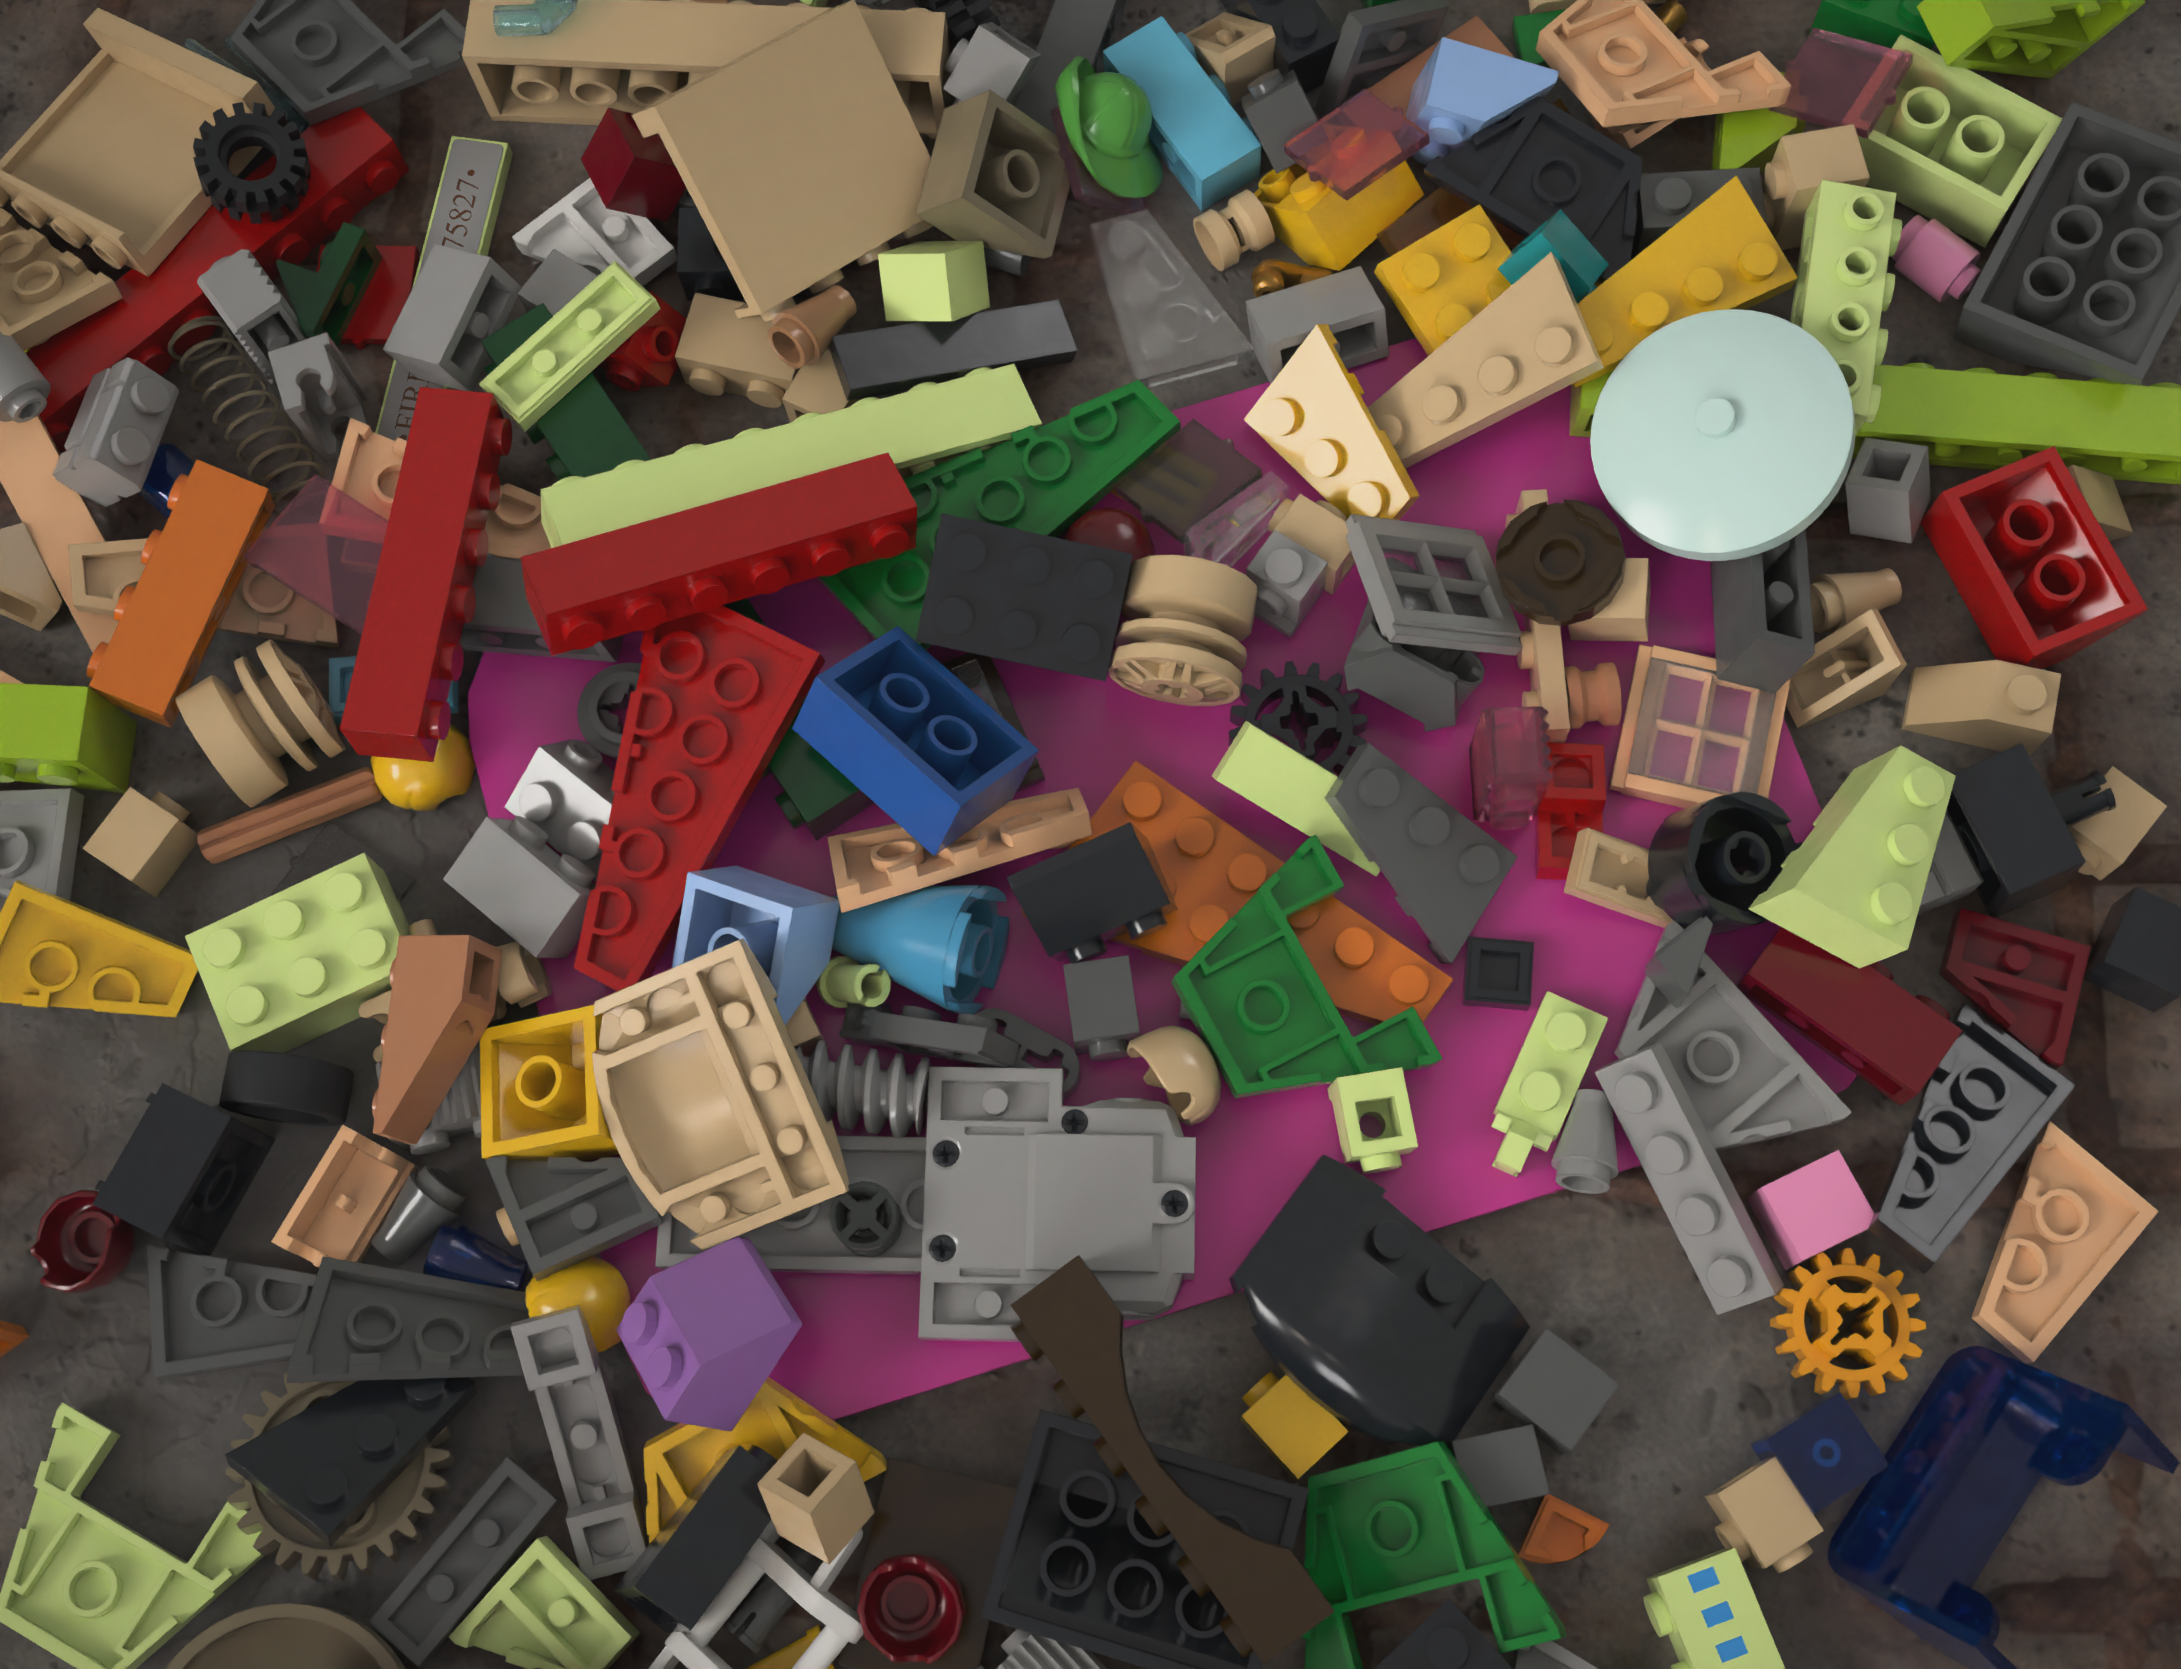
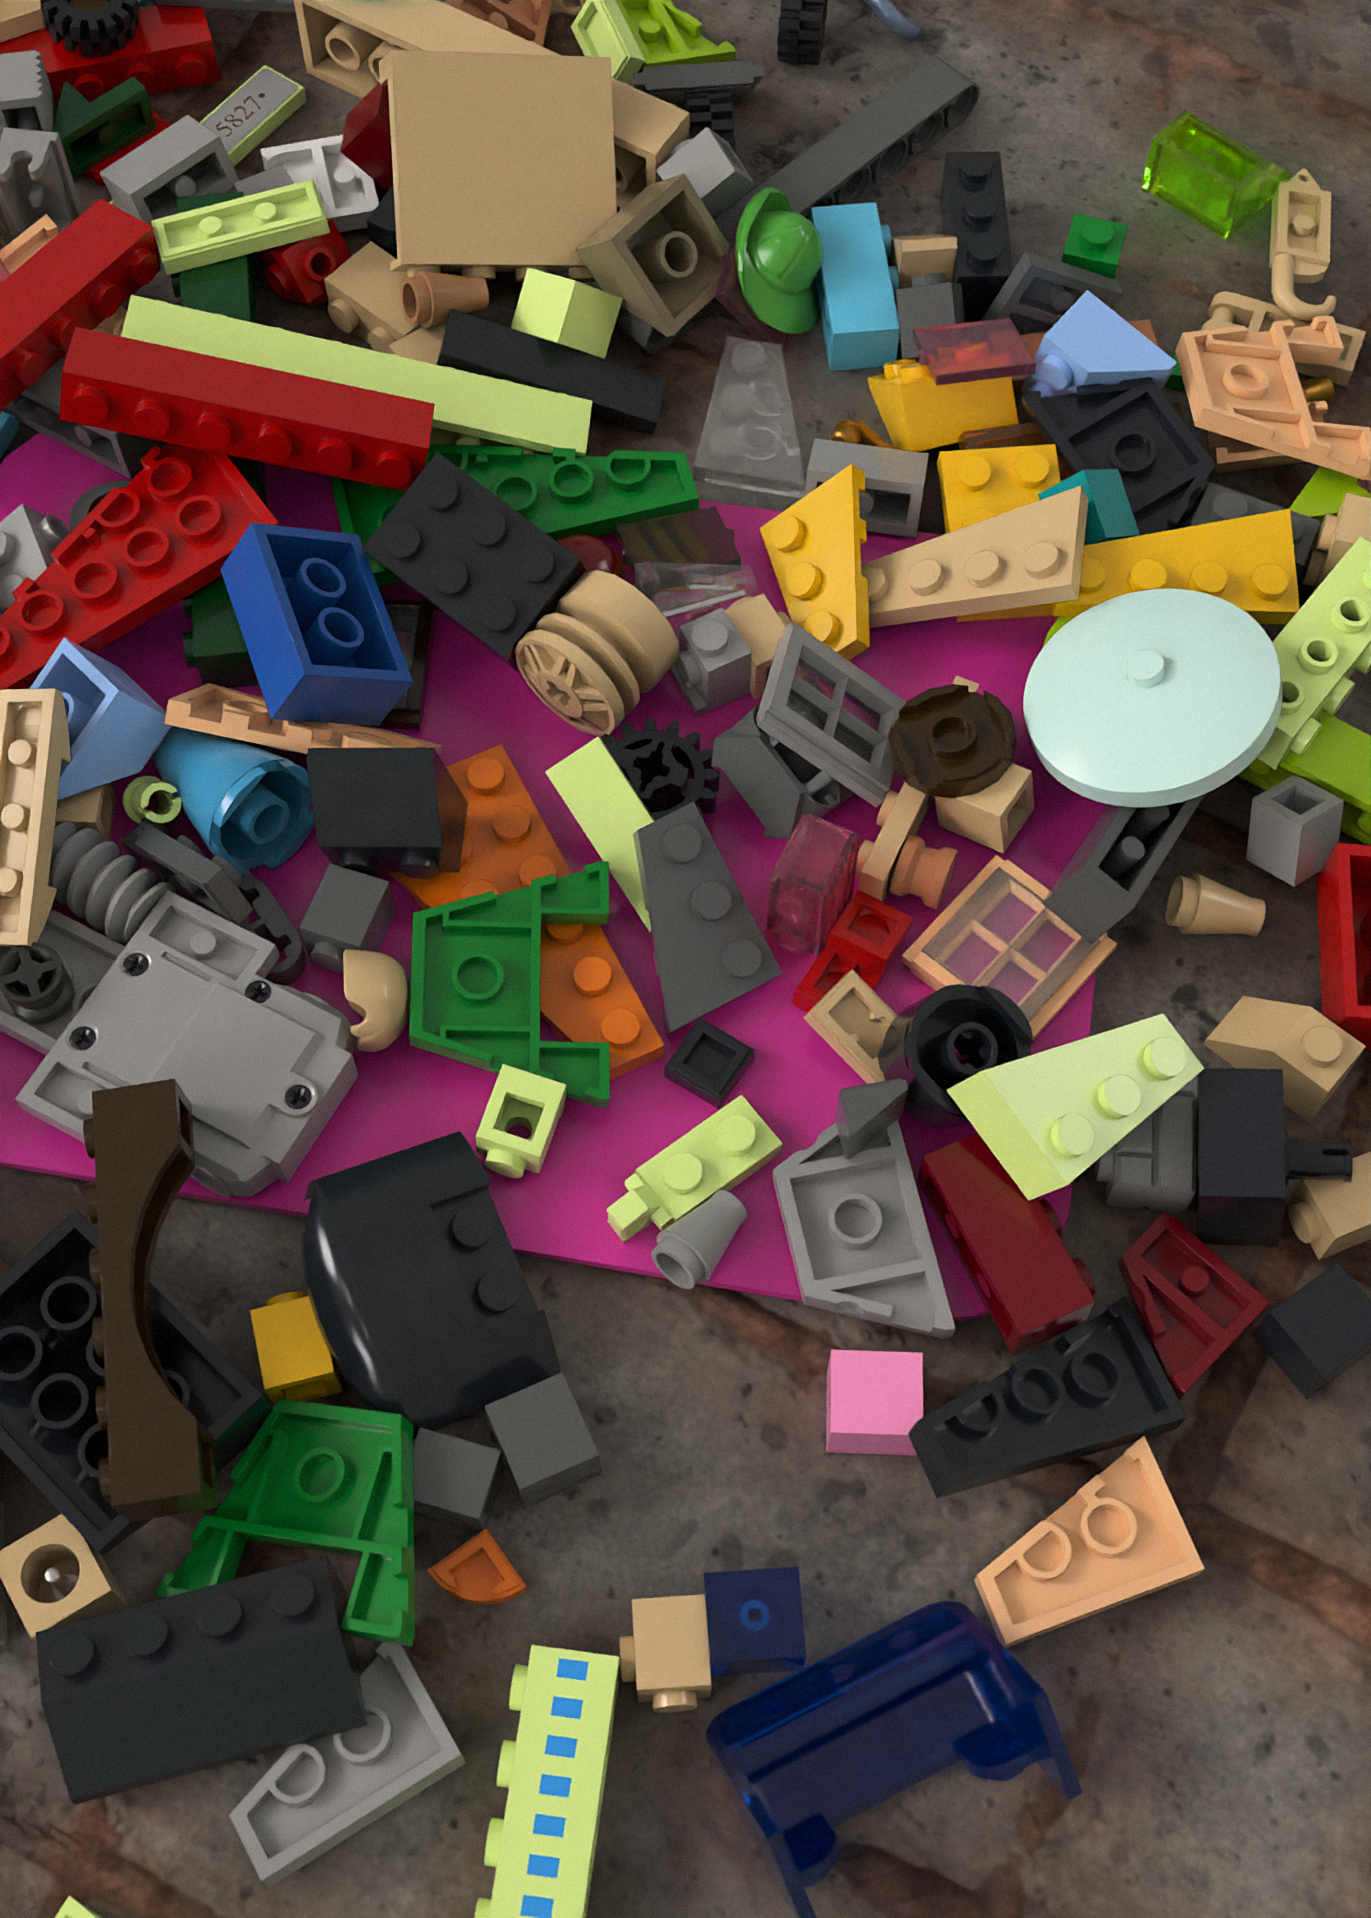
camera: 20 degrees right, 10 degrees down
(1234, 230) = (855, 389): tan wheel -> none
(1689, 1179) = (773, 1315): light grey plate -> none
(1845, 670) = (1168, 961): tan slope -> none
(1868, 1342) = (857, 1549): light orange gear -> none

